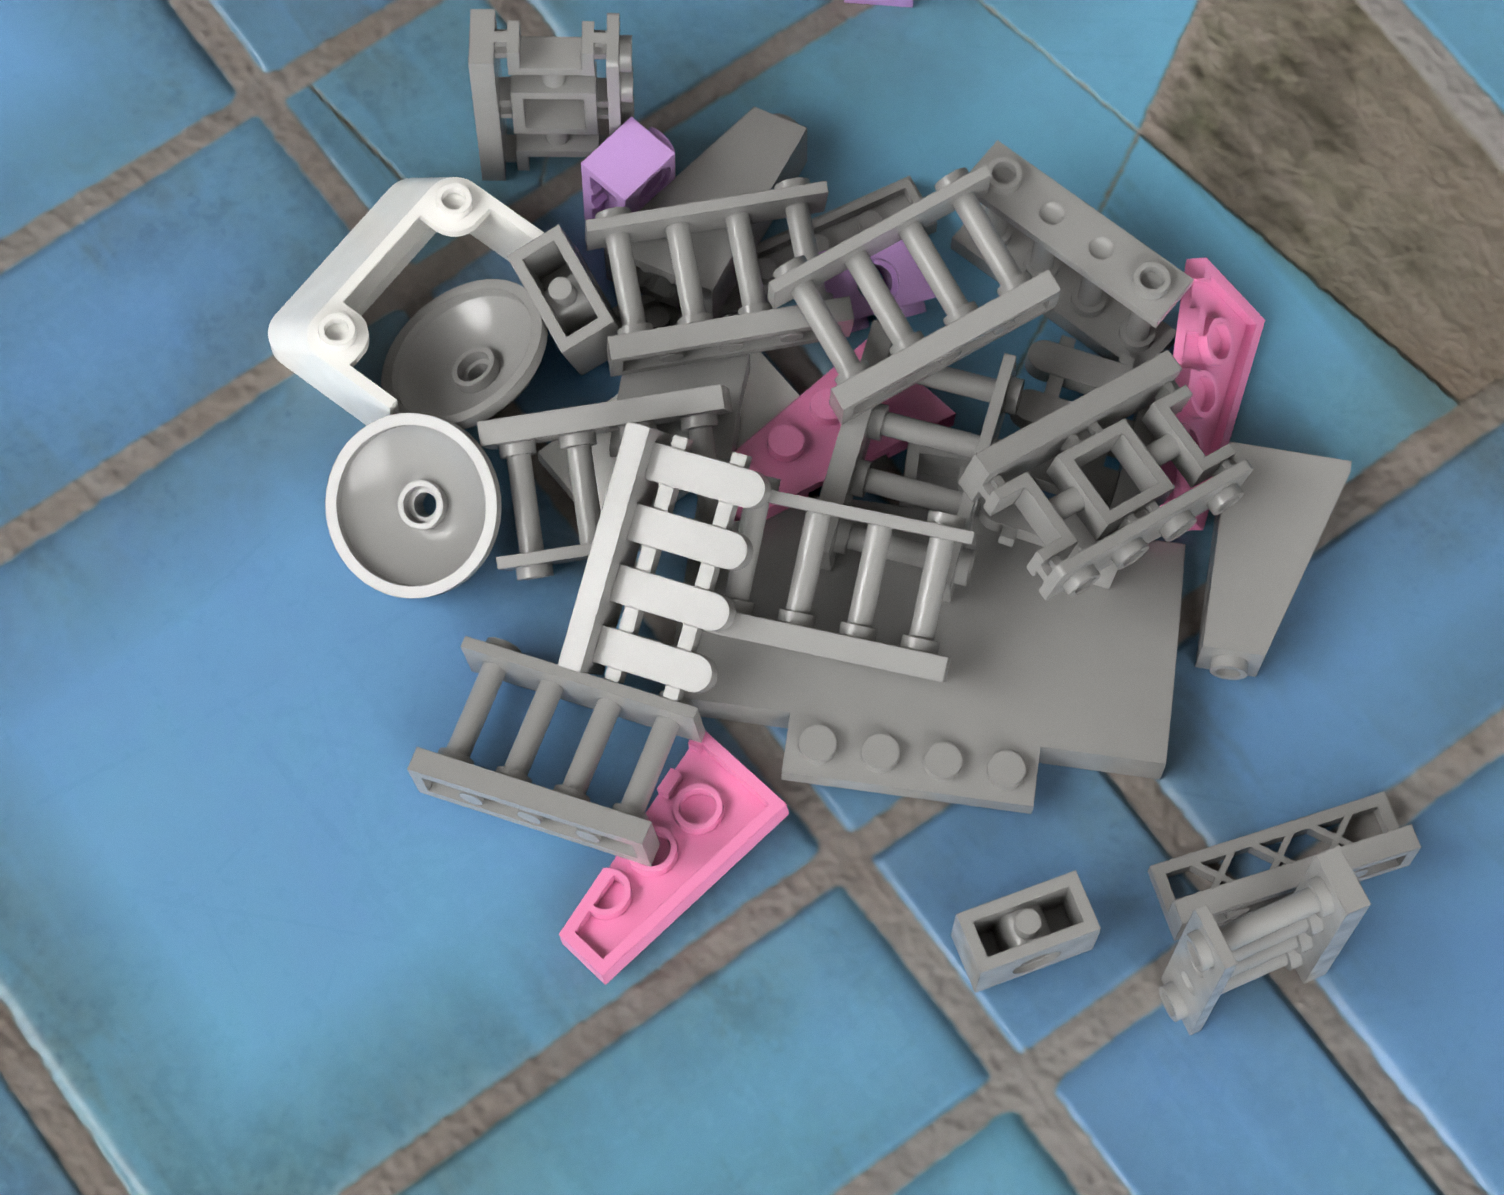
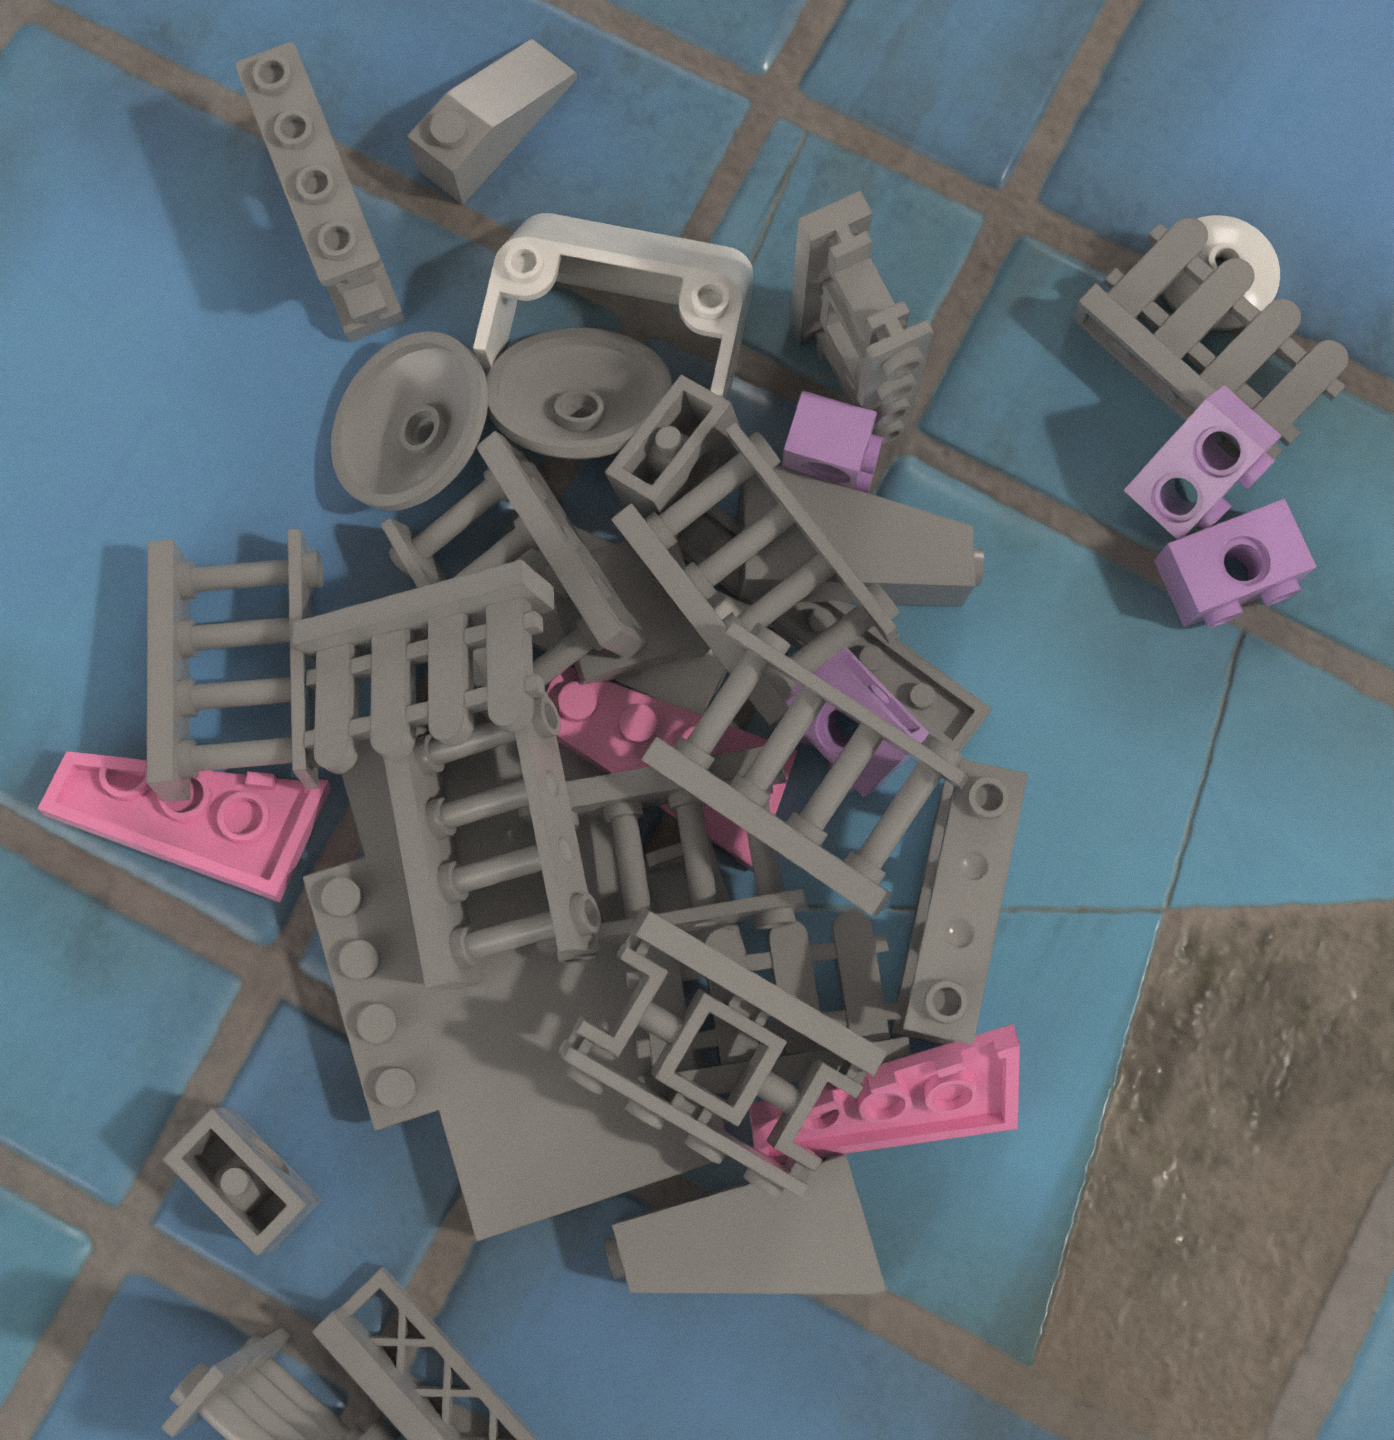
camera: 70 degrees right, 10 degrees up
(154, 327) = (487, 118): none -> light grey slope
(162, 478) = (319, 191): none -> light grey fence

